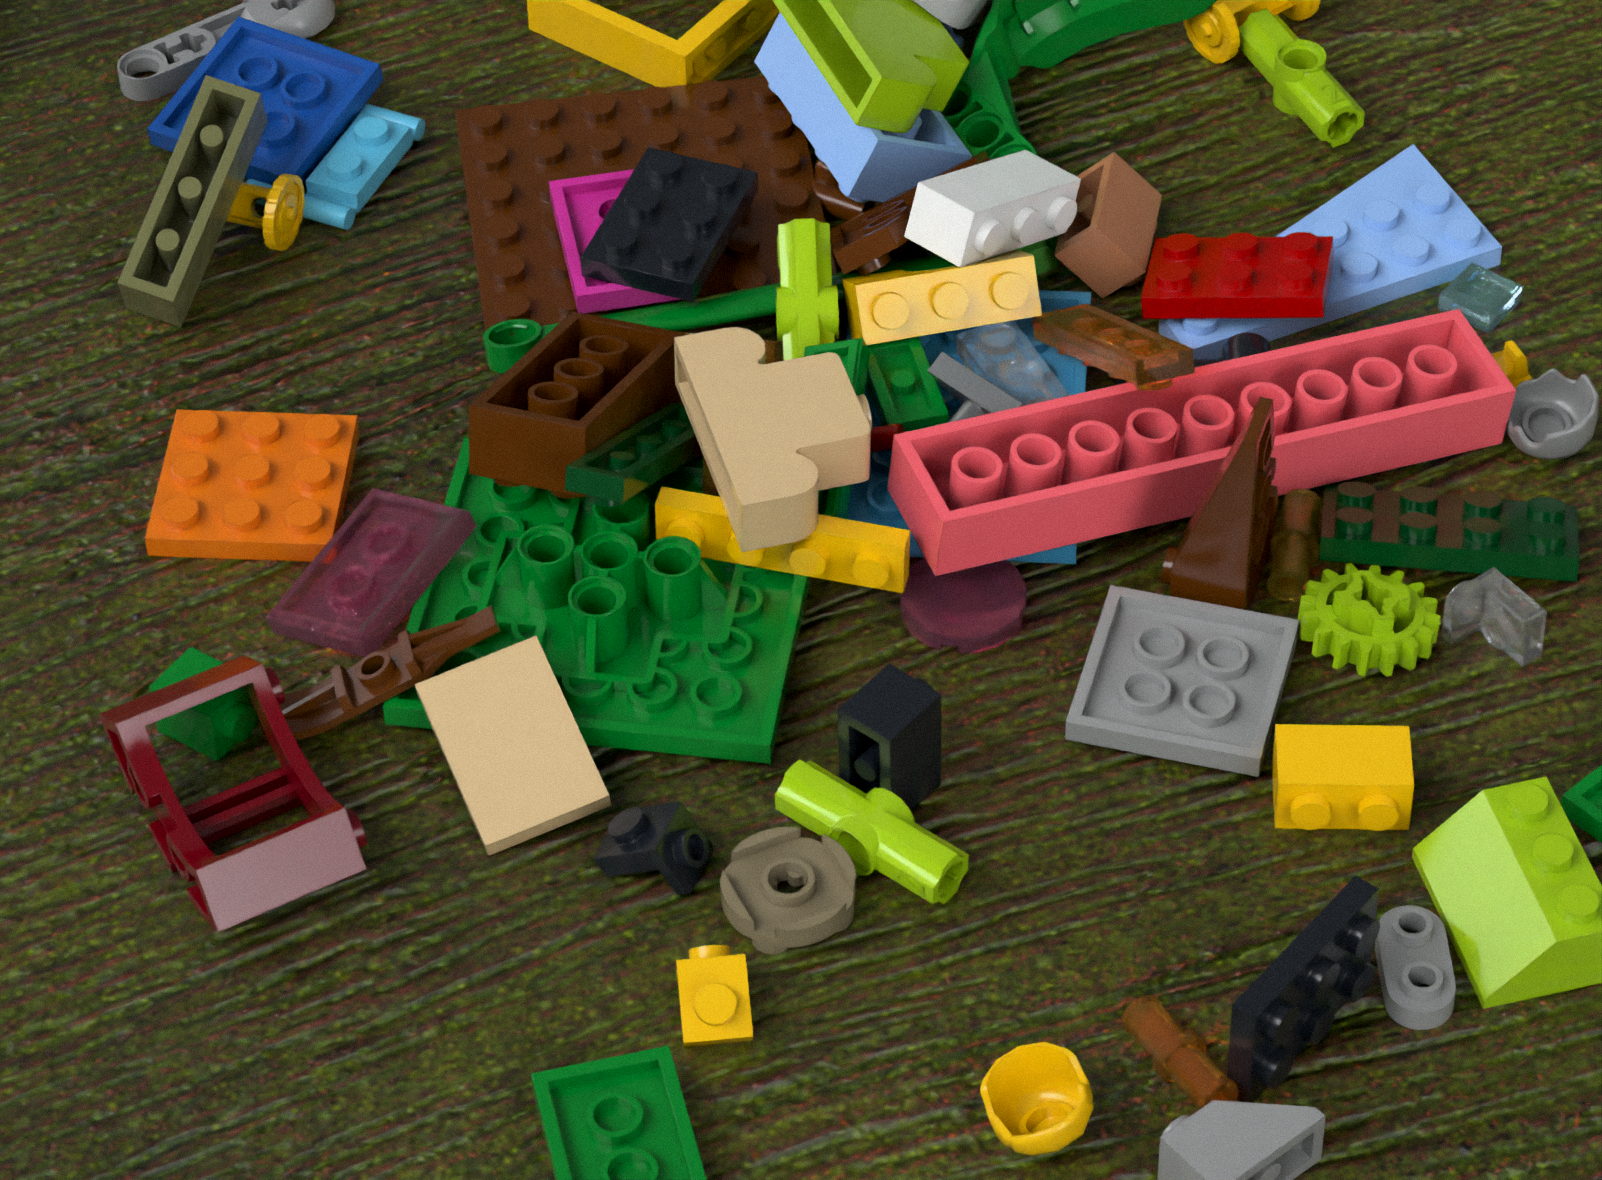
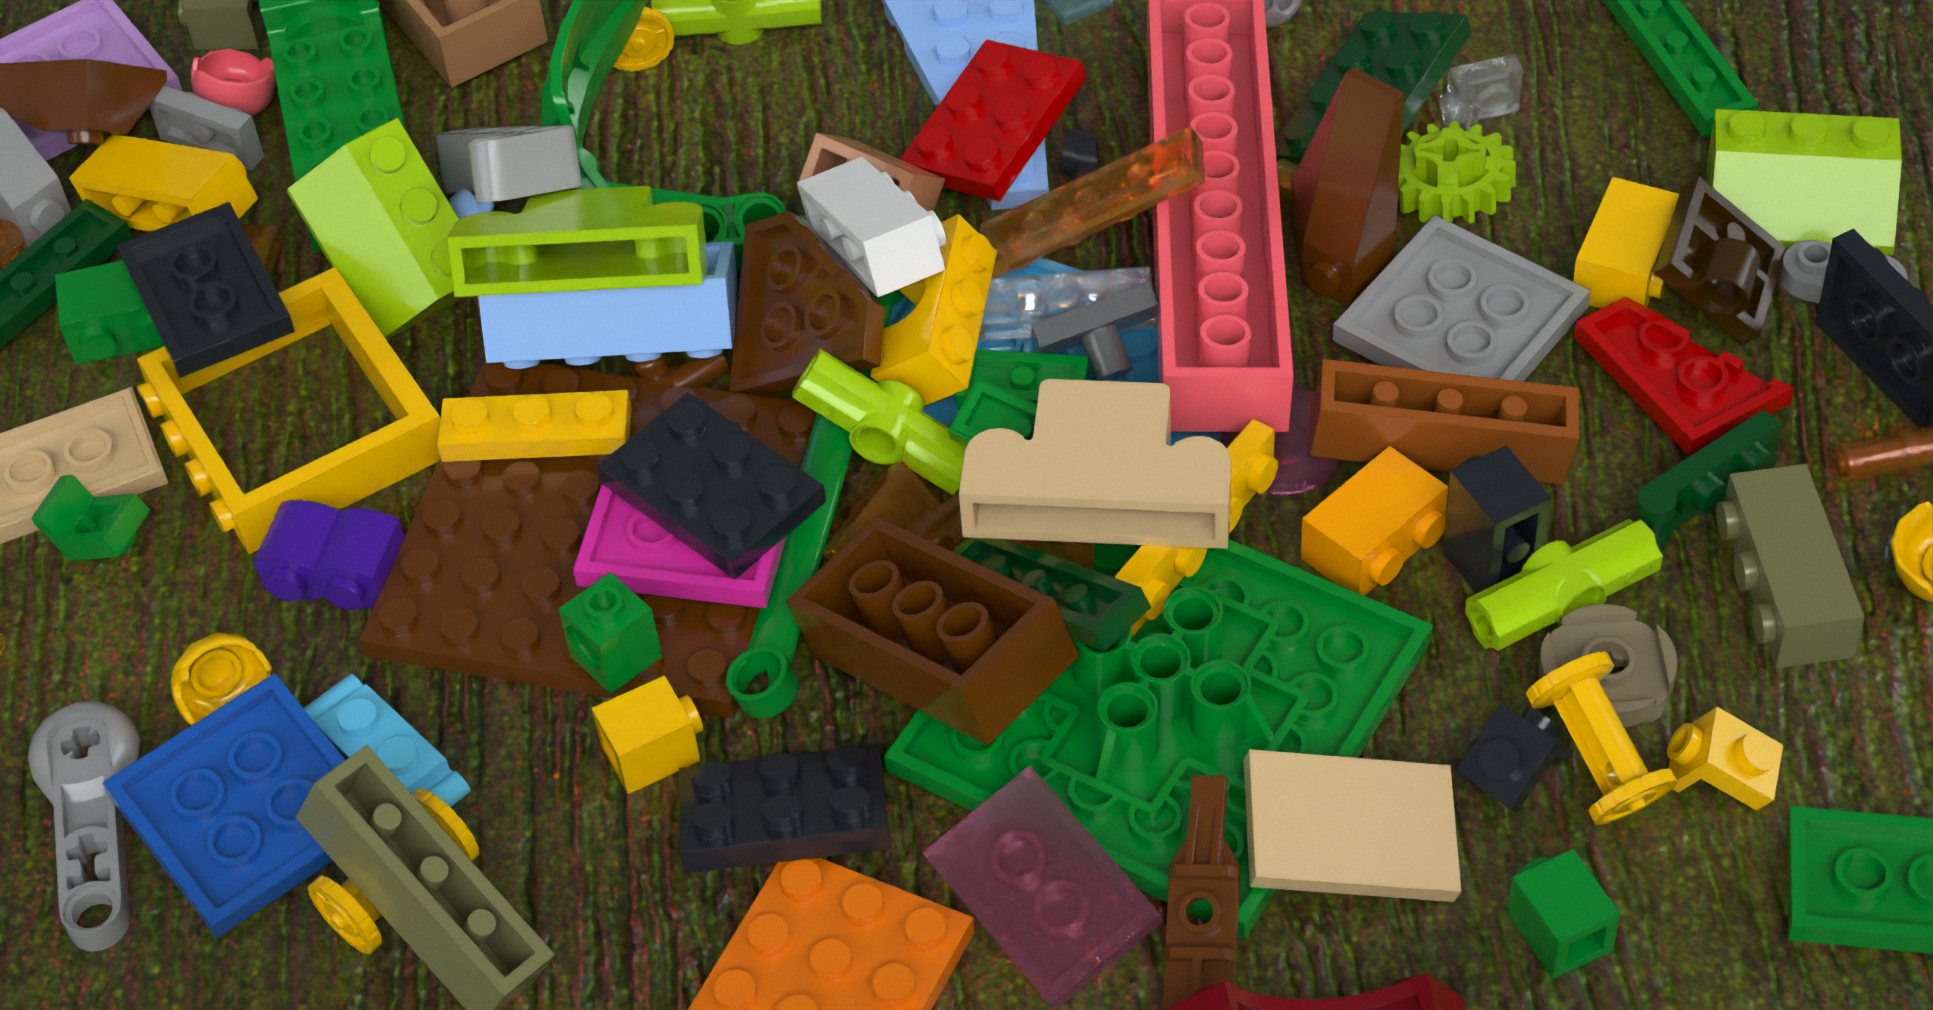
camera: 65 degrees left, 5 degrees up
(371, 35) = (215, 673): none -> yellow hair
(386, 397) = (782, 808): none -> black plate
(428, 296) = (648, 733): none -> yellow brick
(483, 914) = (1562, 913): none -> green brick
(493, 223) = (610, 632): none -> green brick
(527, 58) = (328, 553): none -> dark purple brick
(671, 879) = (1601, 737): none -> yellow hose
(709, 113) = (534, 425): none -> yellow plate
(856, 651) = (1375, 522): none -> light orange brick
(973, 991) = (1790, 566): none -> olive brick
(1003, 680) = (1442, 418): none -> dark orange brick
(1051, 903) = (1703, 477): none -> dark green plate
(1188, 858) = (1674, 379): none -> red wing
(1346, 829) = (1720, 260): none -> dark brown plate

